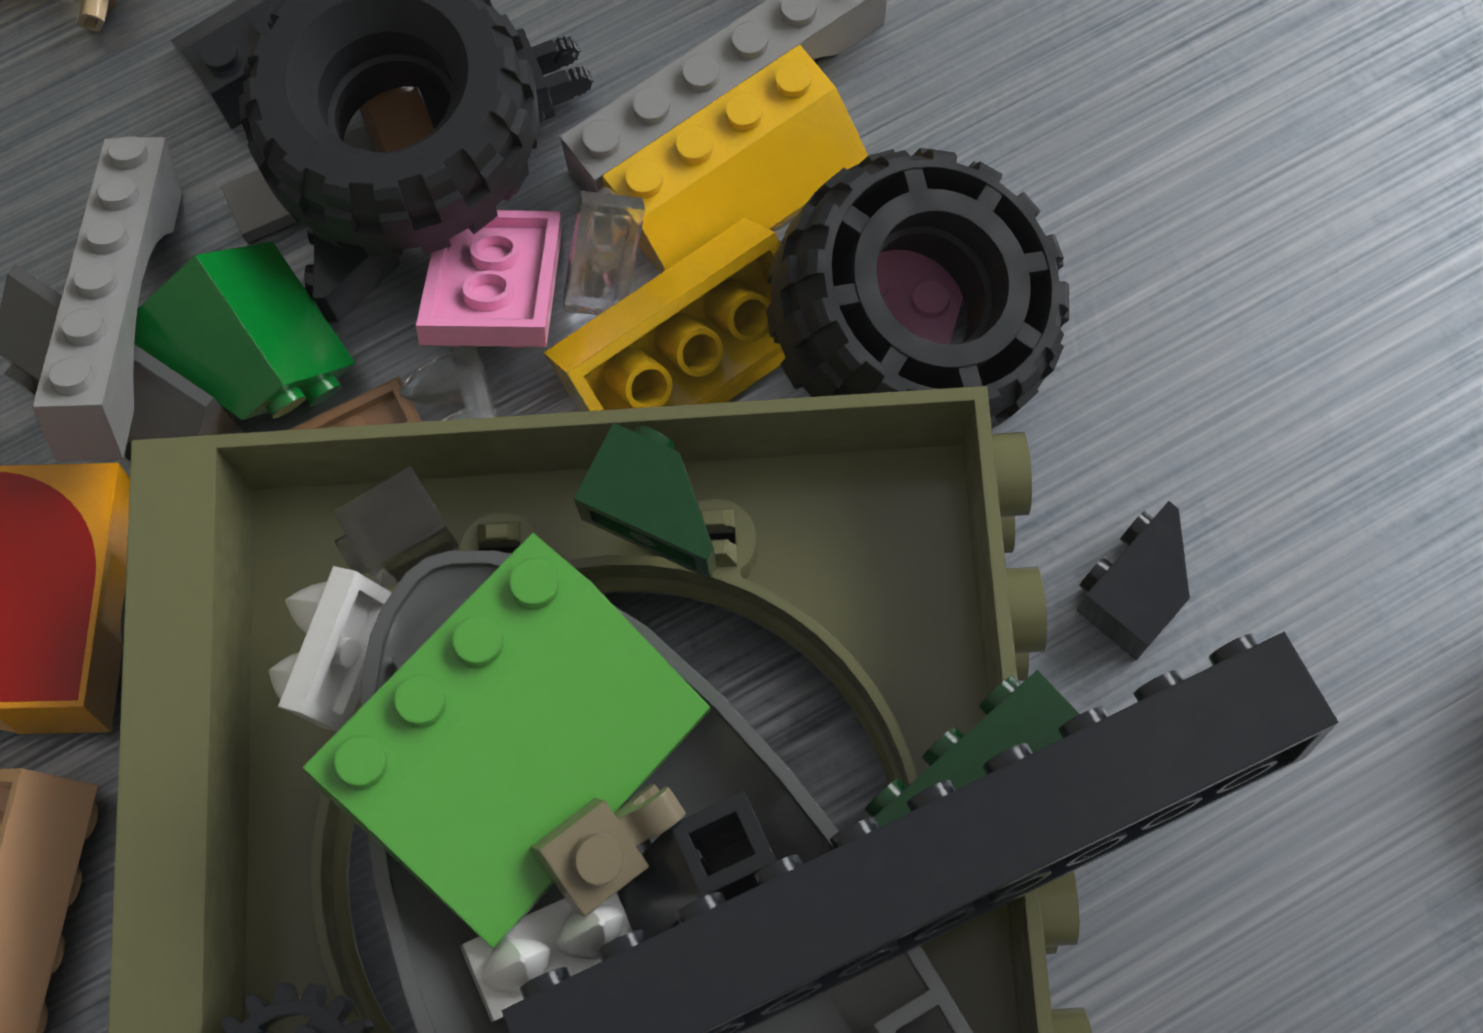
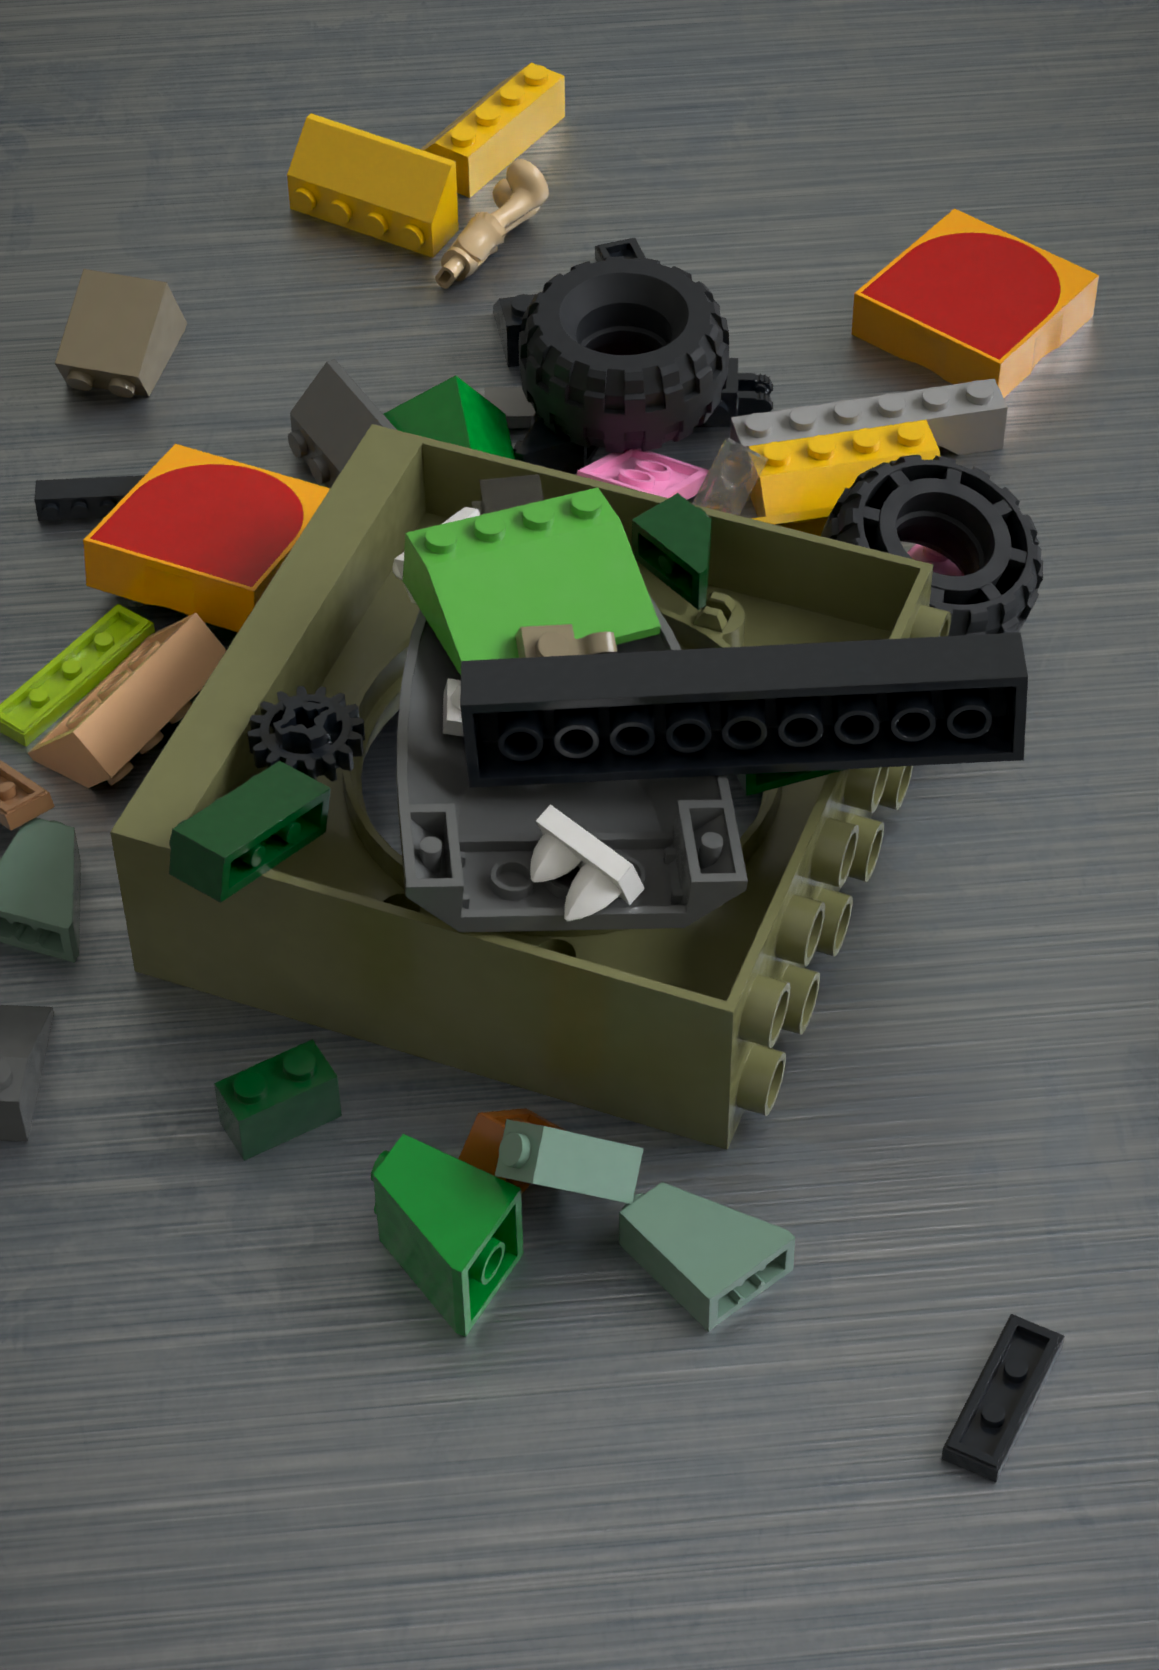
camera: 20 degrees right, 25 degrees down
(89, 363) = (377, 391): light grey arch -> none
(1143, 587) = (1009, 795): black slope -> none

